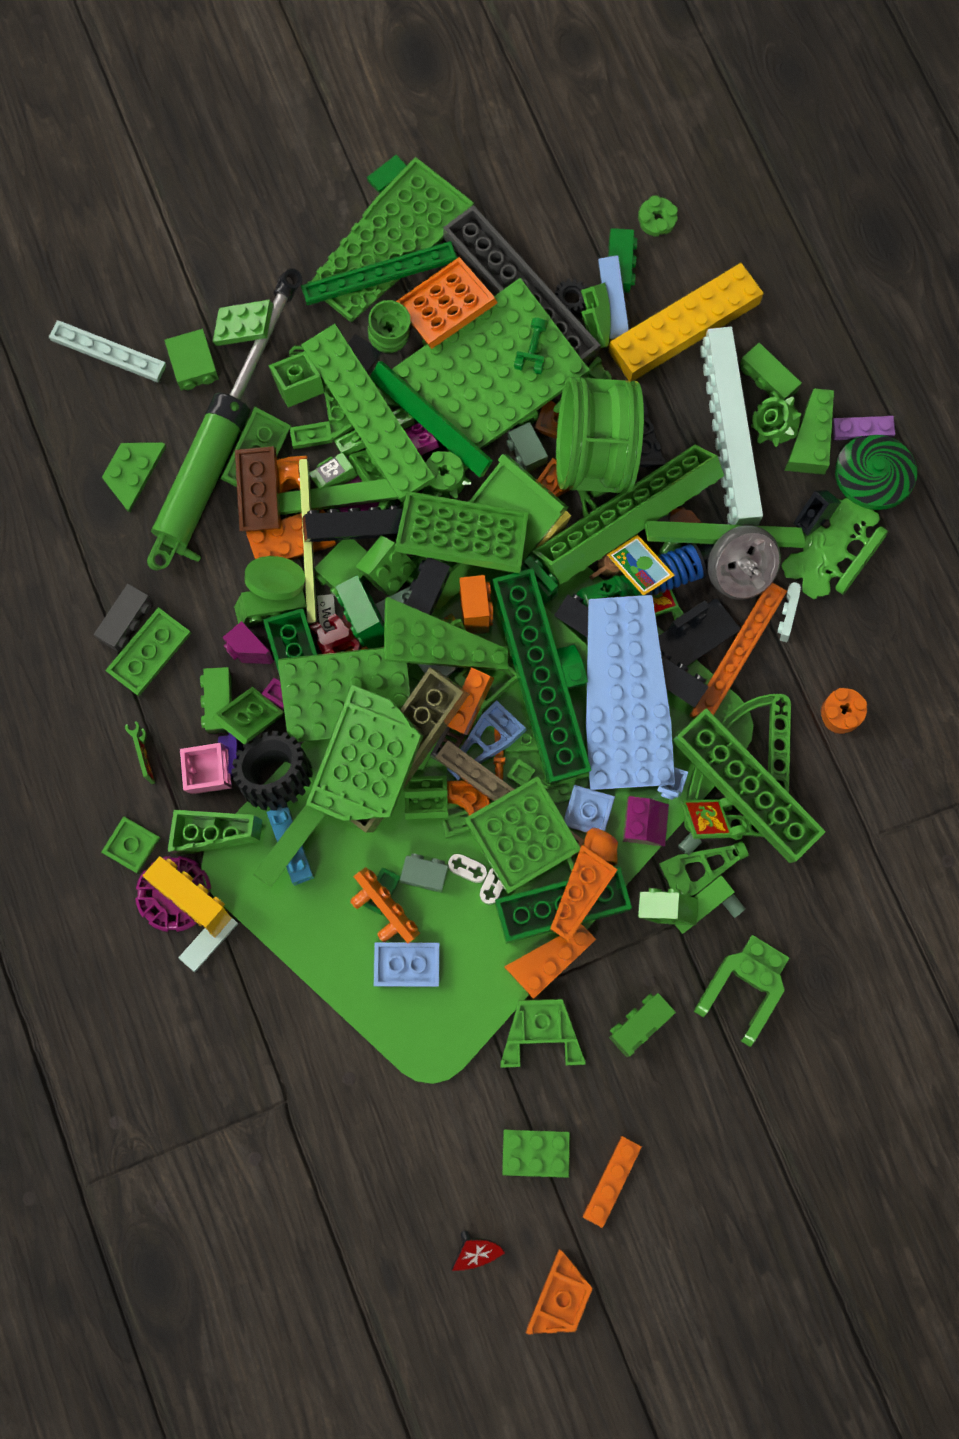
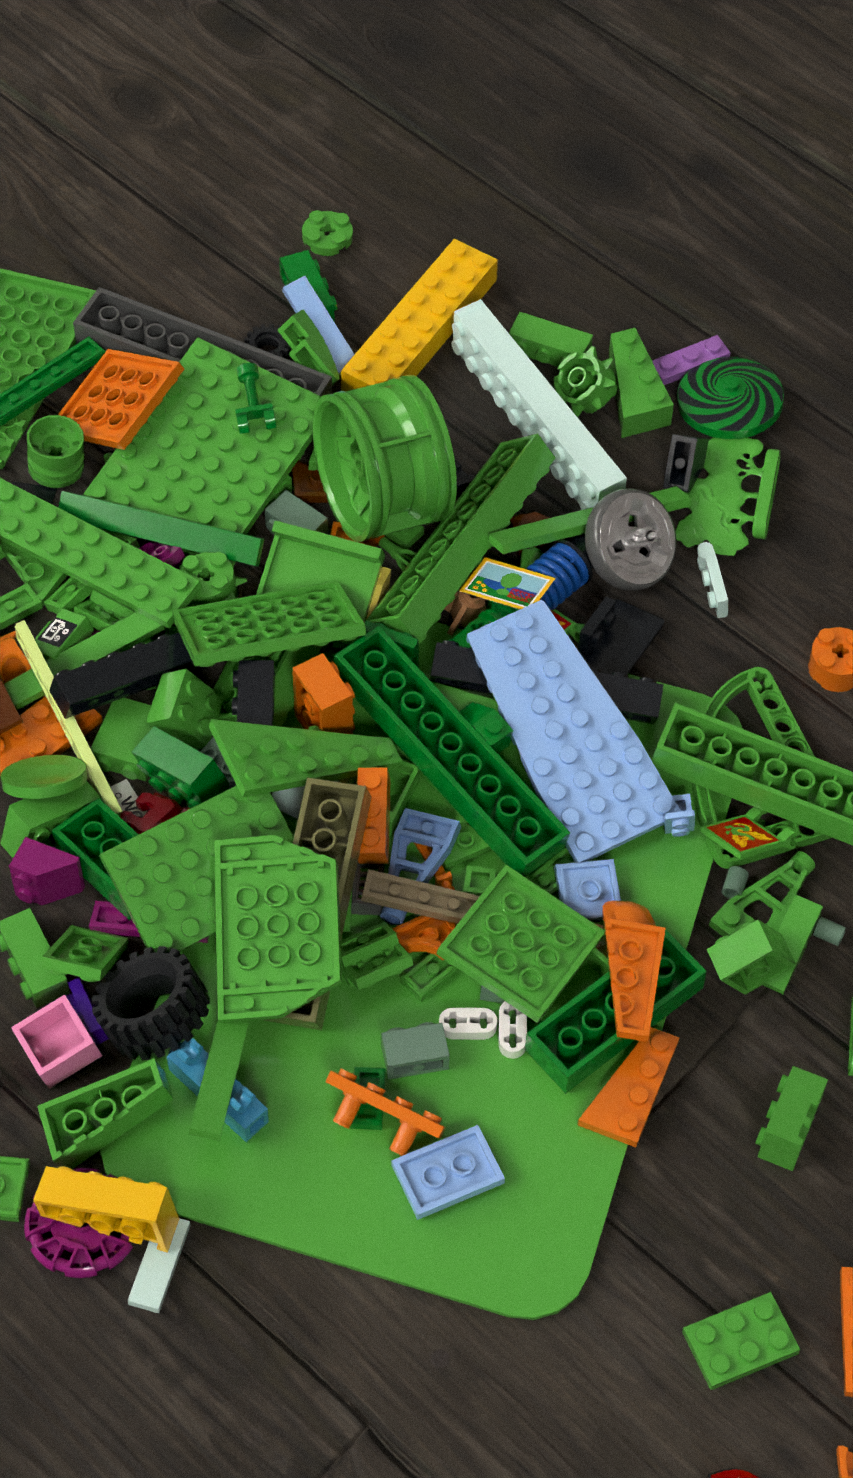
camera: 25 degrees left, 20 degrees down
(541, 1023) = (662, 1171): bright green wing -> none
(645, 821) = (665, 875): magenta slope -> none
(740, 649) = (676, 637): orange tile -> none

